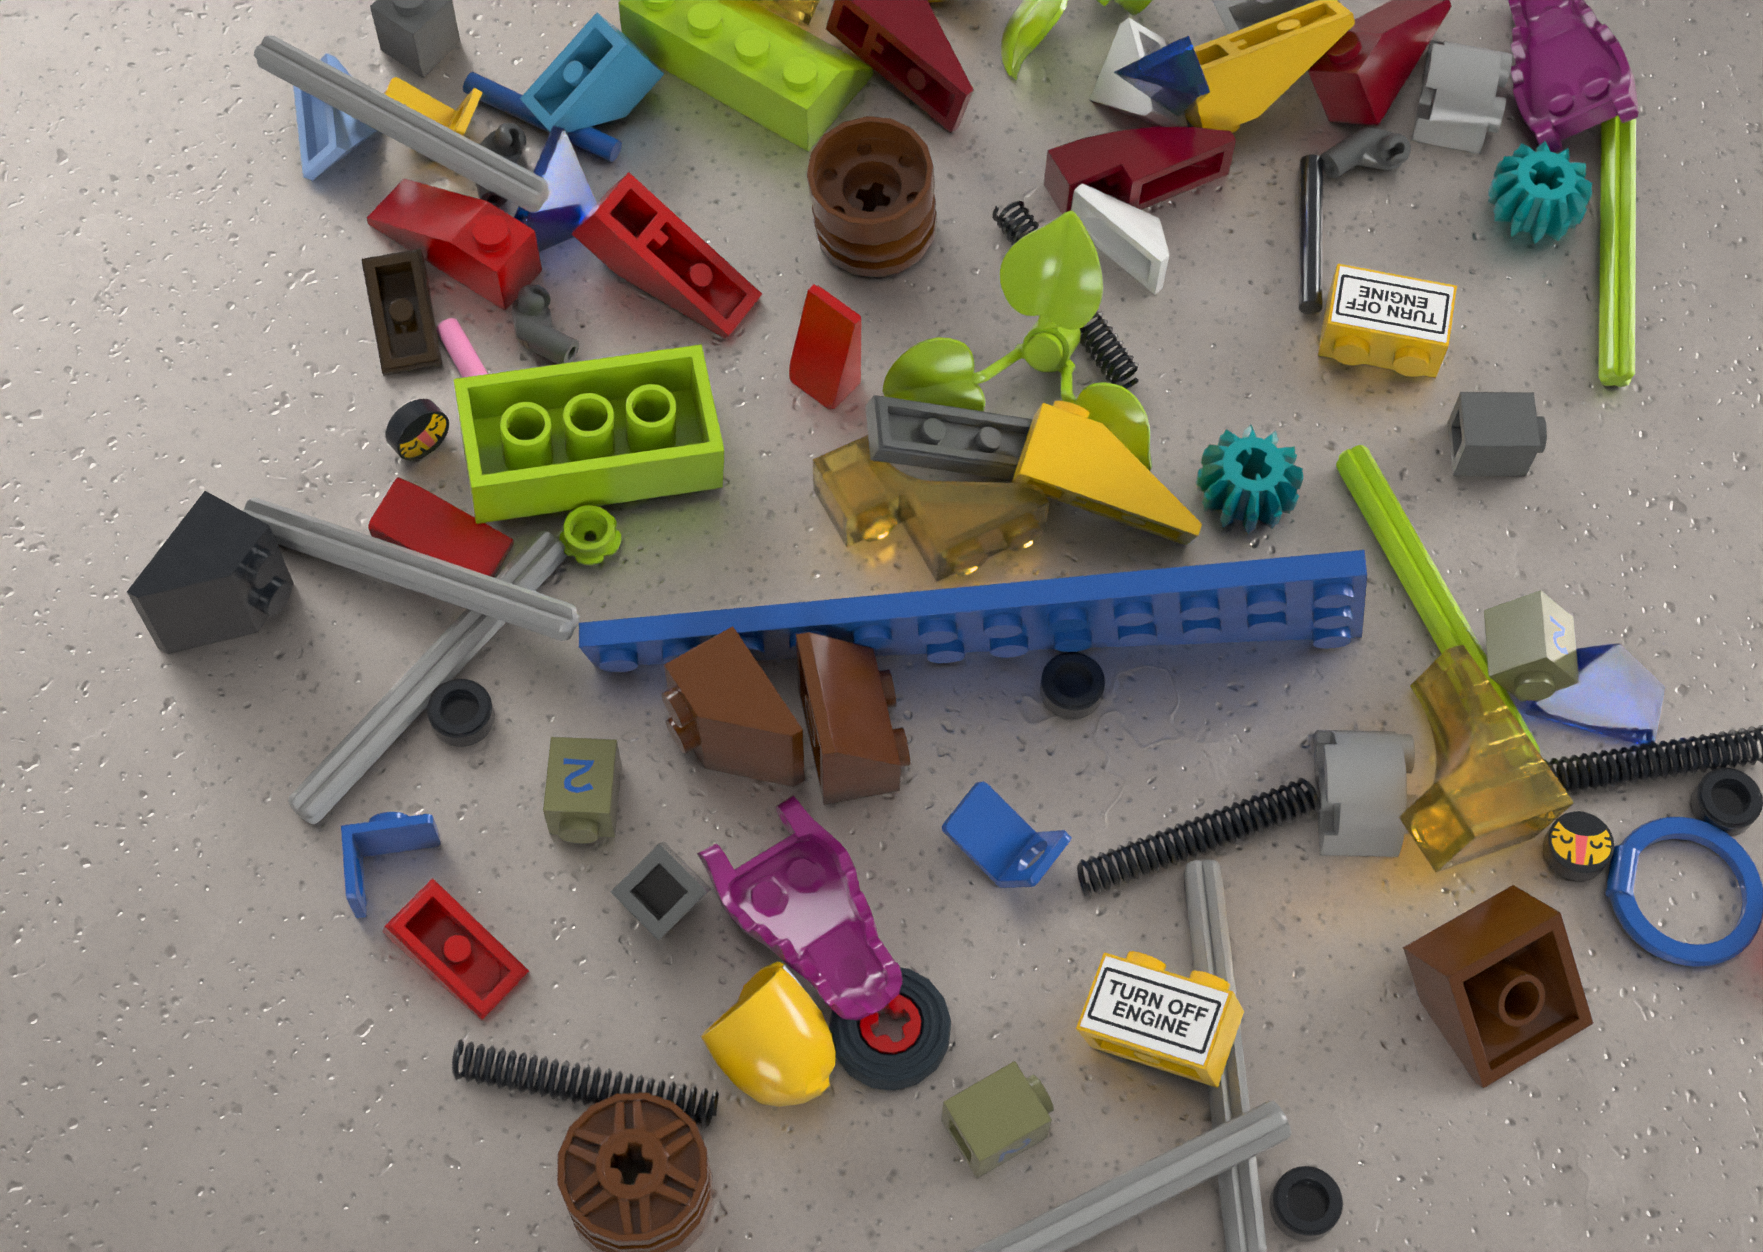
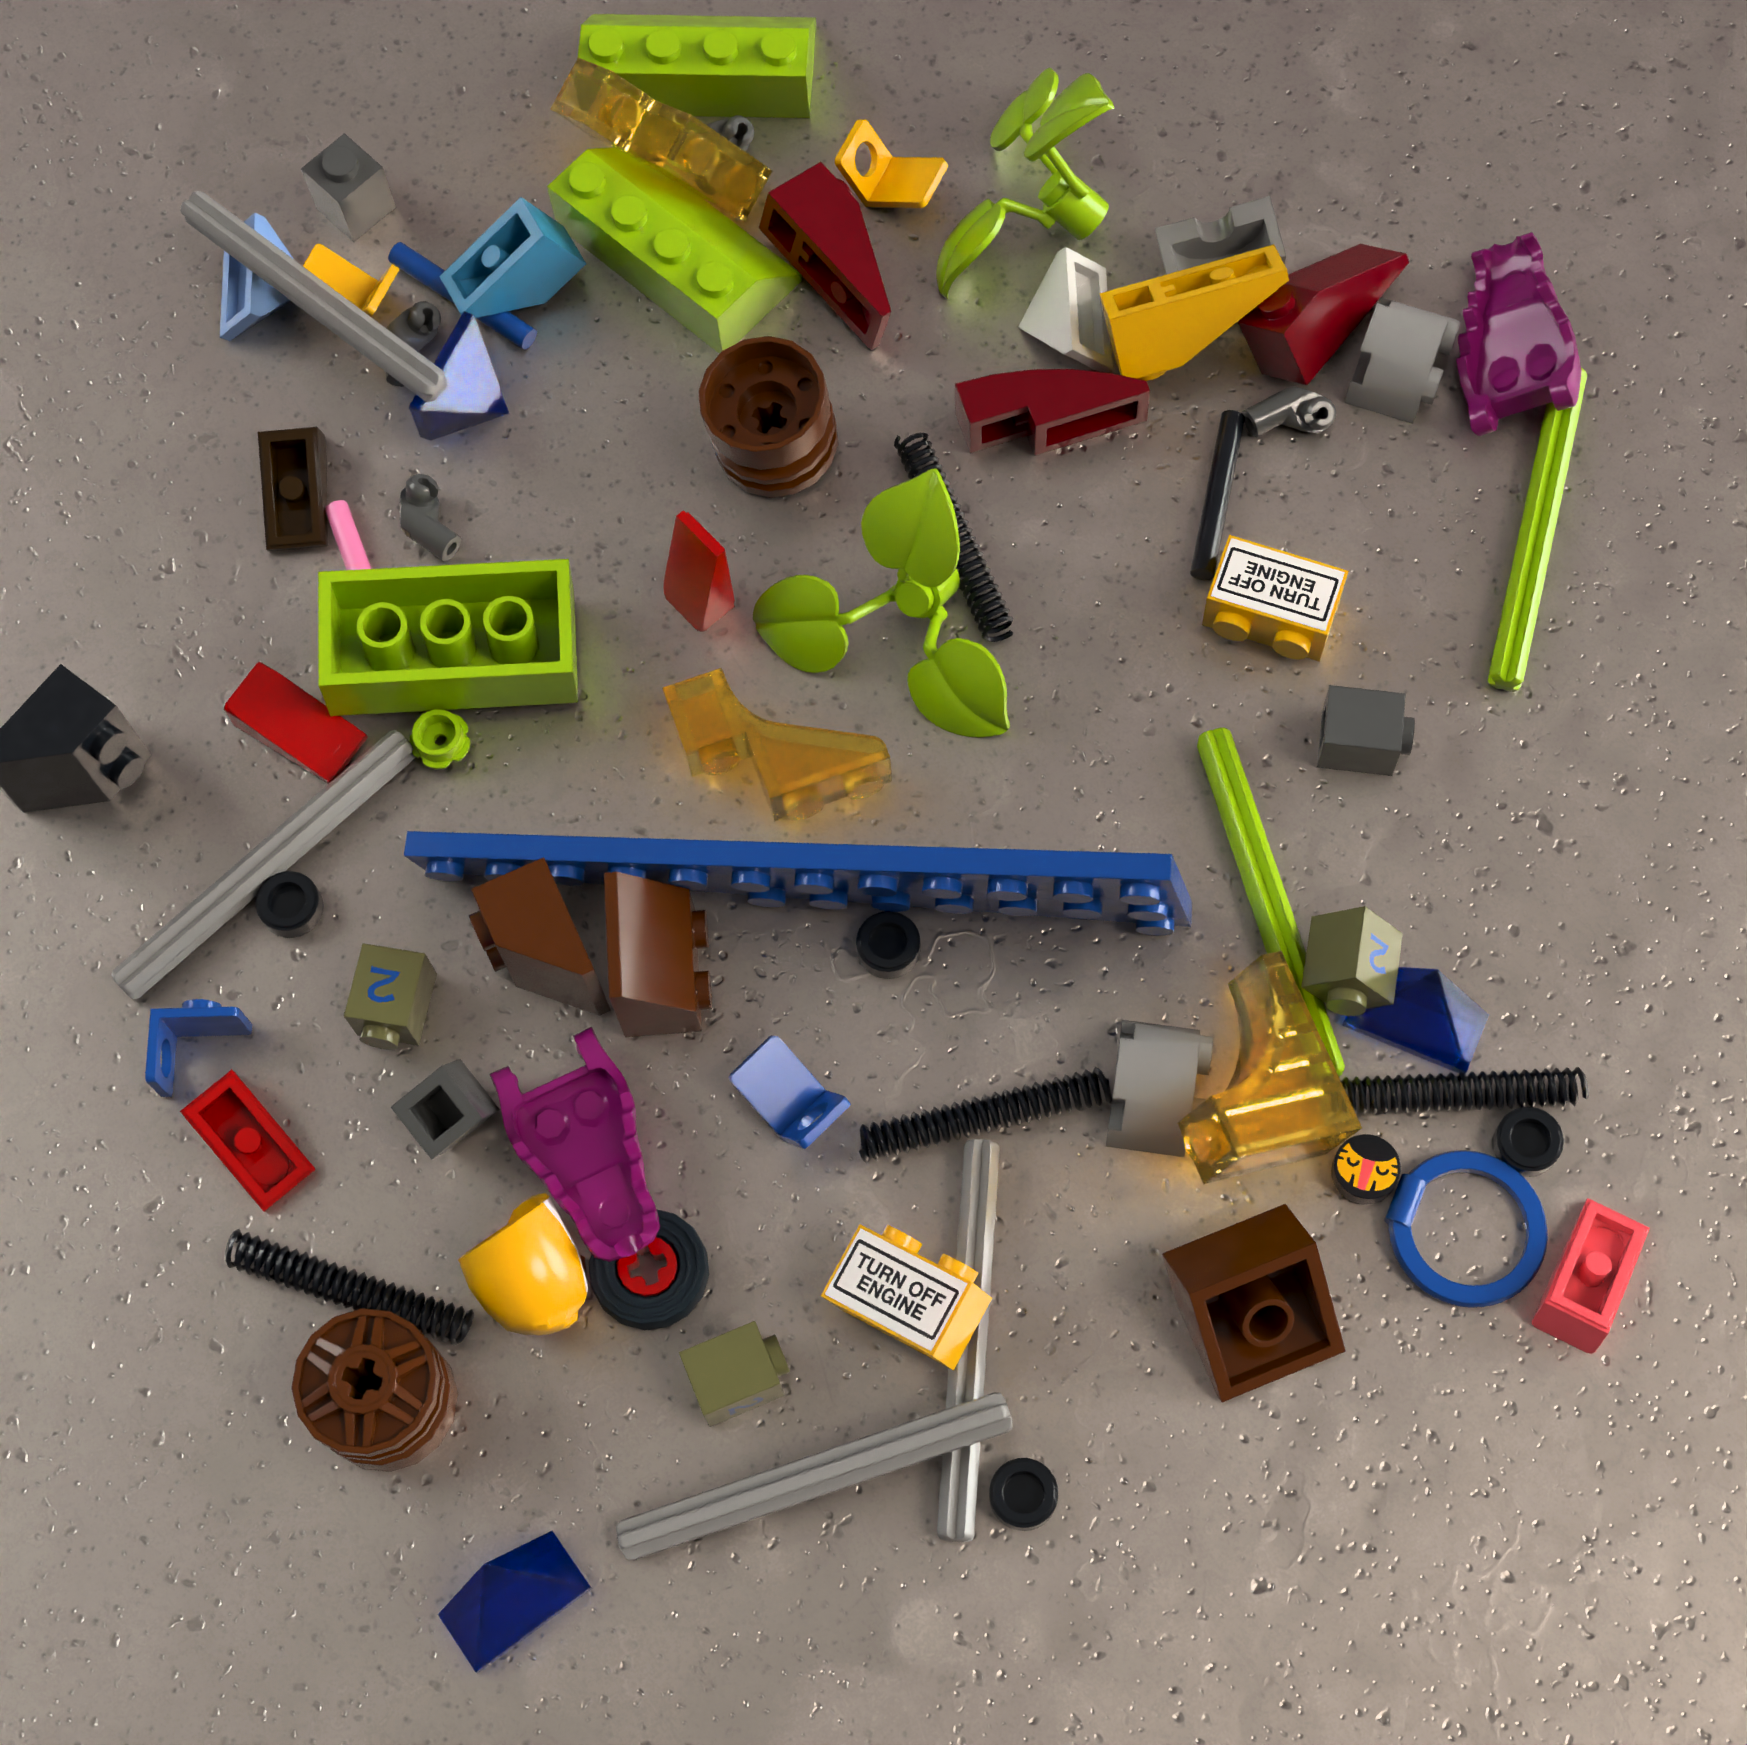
camera: 15 degrees right, 5 degrees up
(417, 429) = (287, 613): black tile -> none
(417, 571) = (258, 756): light grey axle -> none
(462, 238) = (361, 418): red slope -> none
(665, 257) = (558, 460): red slope -> none
(945, 437) = (811, 680): dark grey tile -> none
(1094, 471) = (935, 725): yellow slope -> none
(1124, 234) = (1025, 475): white slope -> none
(1169, 77) = (1085, 317): clear blue slope -> none
(1272, 475) = (1099, 730): teal gear -> none
(1539, 192) = (1462, 474): teal gear -> none

